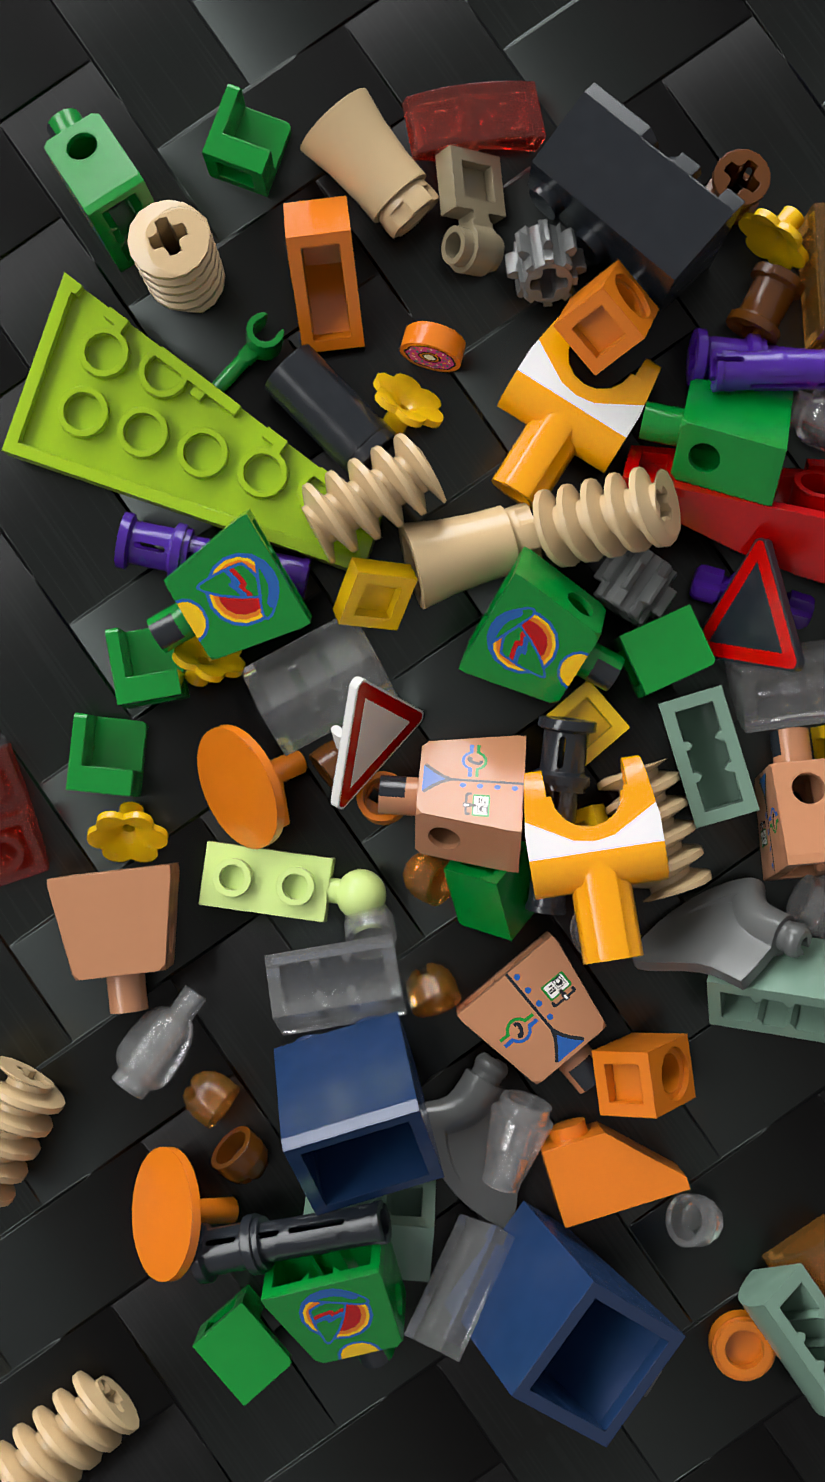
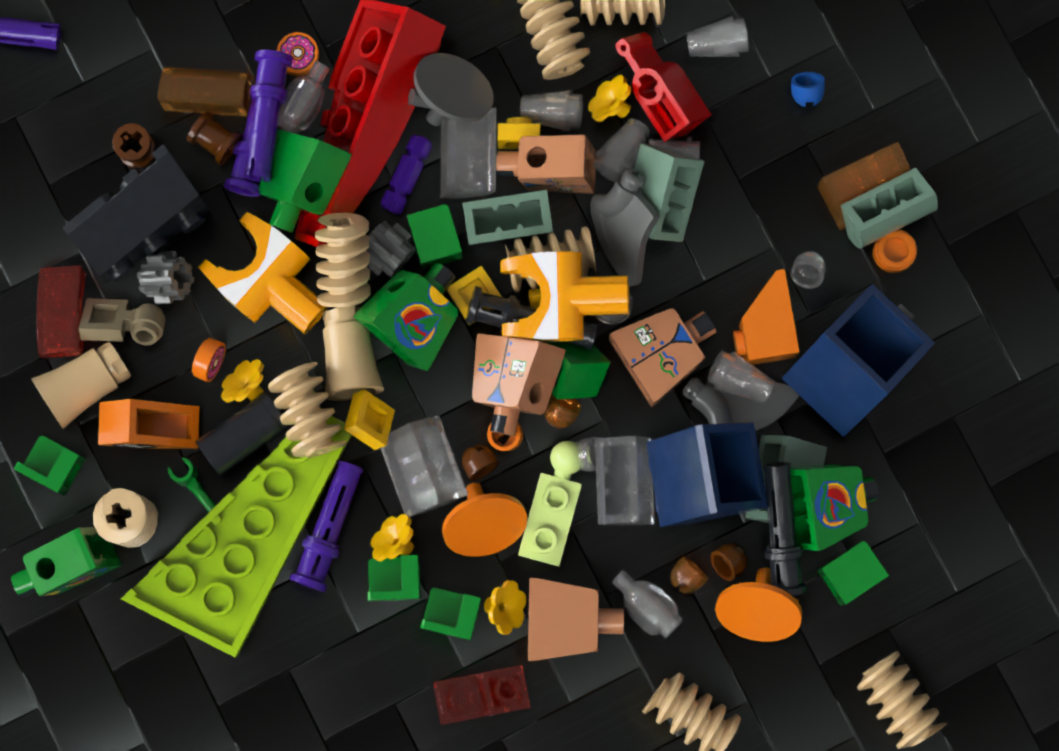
camera: 85 degrees left, 5 degrees down
(230, 594) = (356, 512): green torso -> none
(370, 734) = (457, 429): white piece -> none
(432, 992) = (638, 419): clear orange hinge -> none
(459, 1286) = (829, 426): clear tile -> none
(606, 317) = (211, 241): orange brick -> none
(643, 1075) = (708, 288): orange brick -> none
(754, 616) = (420, 175): piece -> none
(776, 236) = (171, 124): yellow plant -> none

